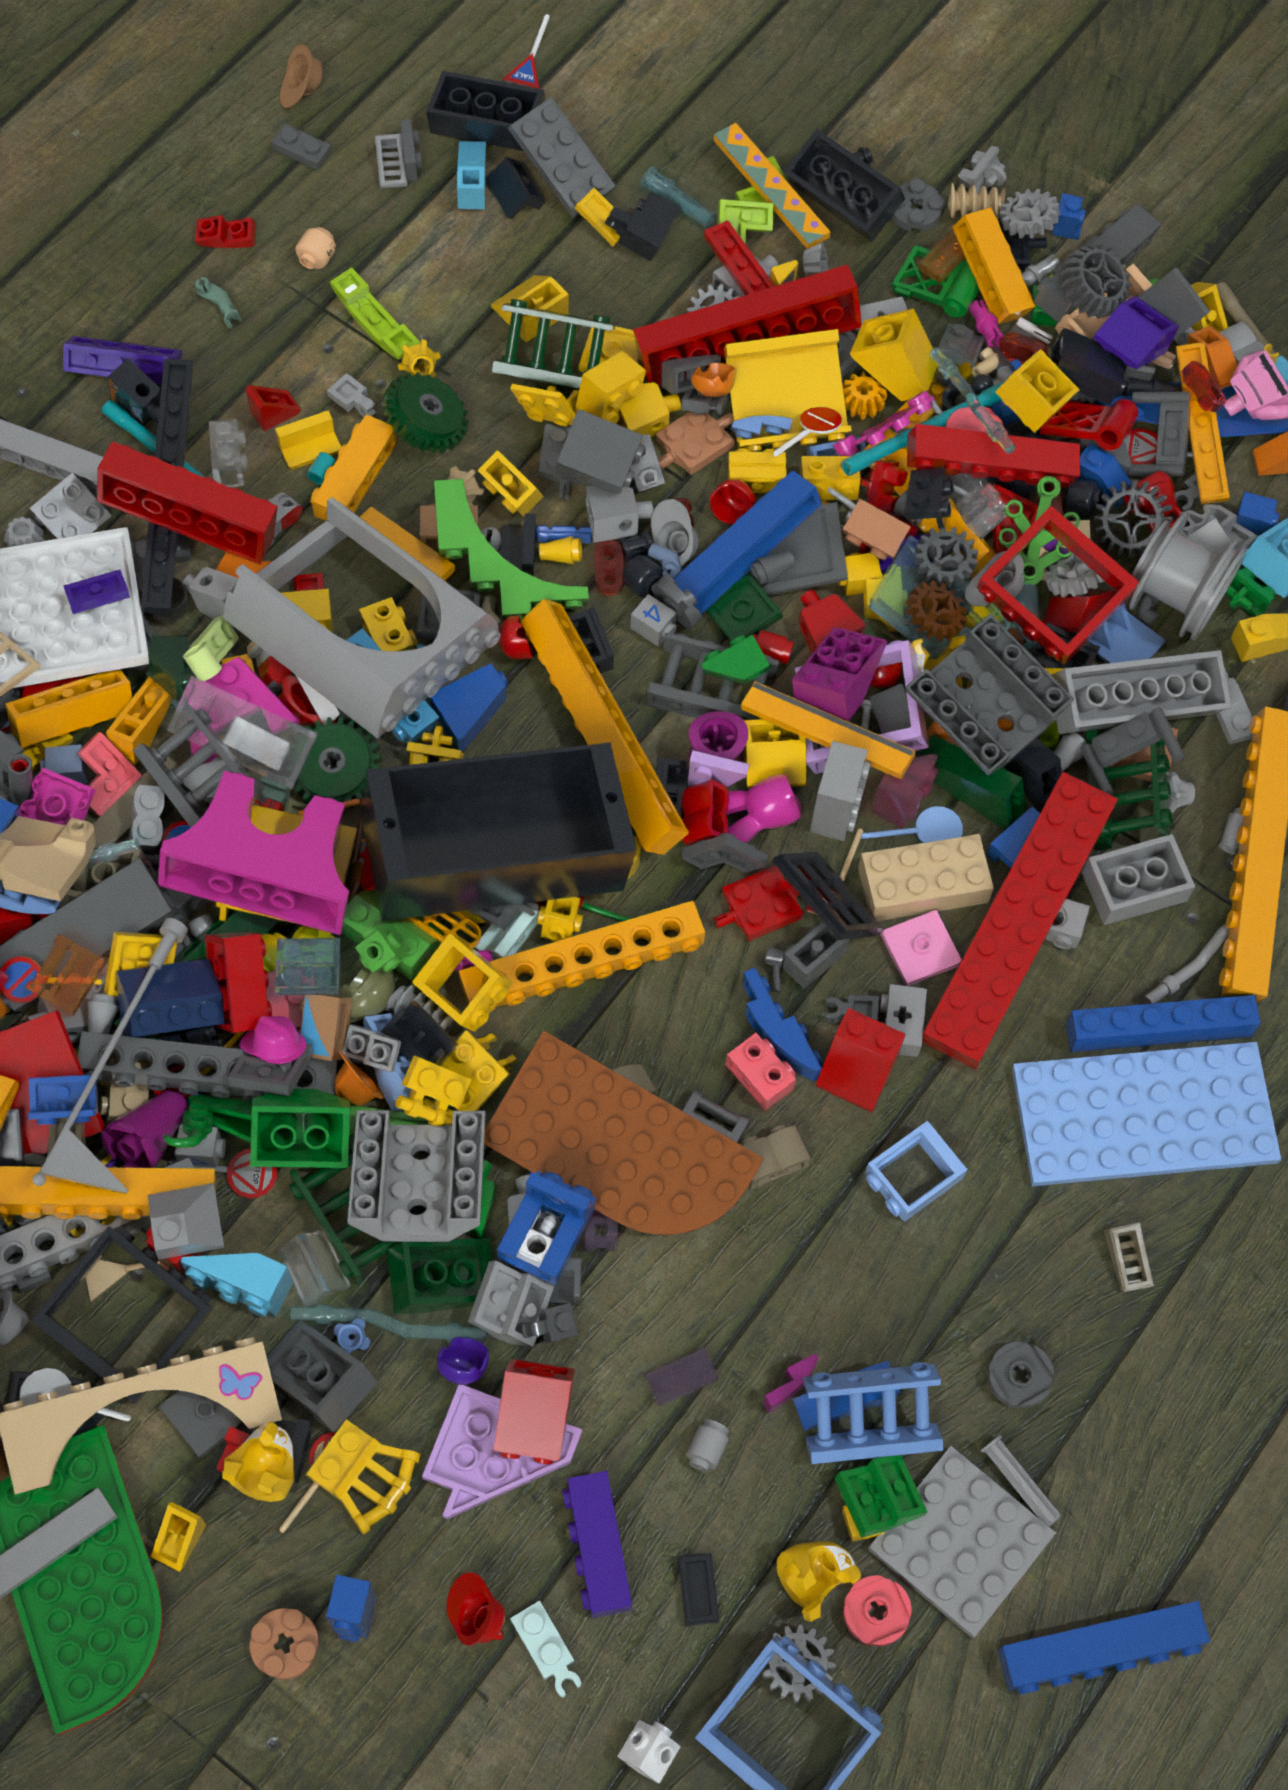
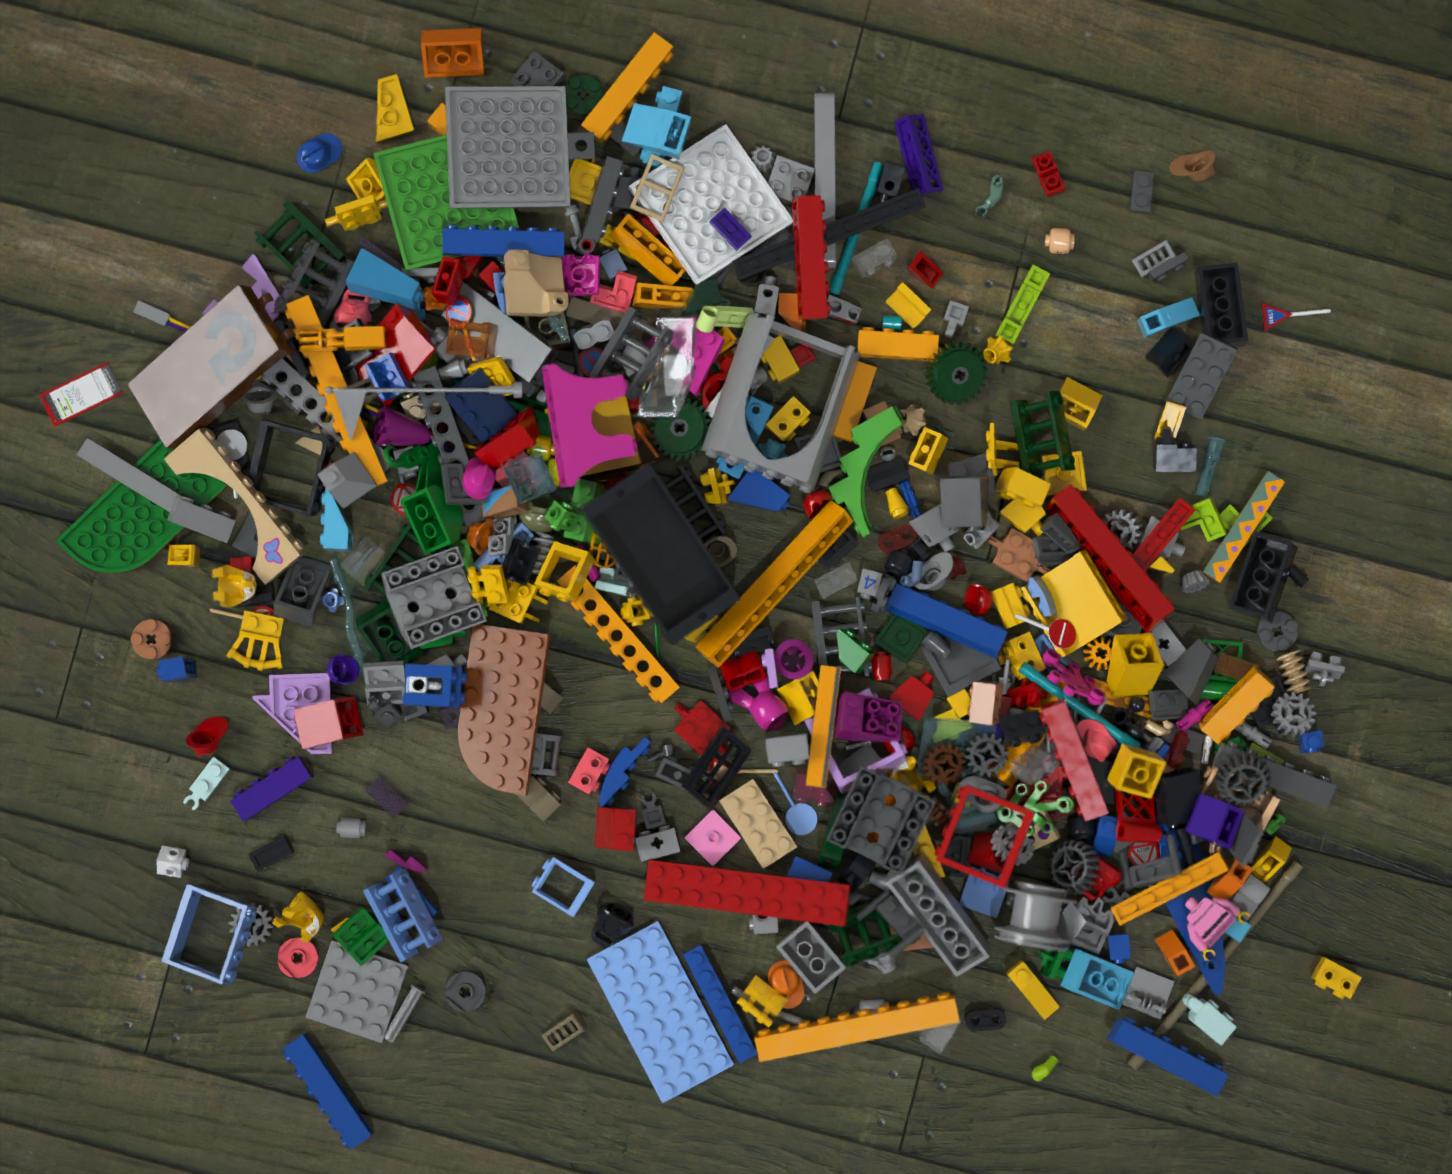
camera: 75 degrees right, 20 degrees up
(136, 1479) = (201, 519): none -> light grey brick
(630, 661) = (835, 580): none -> clear panel
(715, 381) = (1057, 552): orange hair -> none
(930, 297) = (1193, 669): none -> dark grey slope
(993, 428) = (1084, 754): clear light blue bar -> none
(993, 1123) = (613, 922): none -> black piece
(1163, 934) = (786, 982): none -> orange piece
(1175, 960) = (765, 997): none -> yellow plate
(1203, 386) = (1189, 881): clear red plate -> none
(1236, 720) = (959, 984): light grey hinge -> none

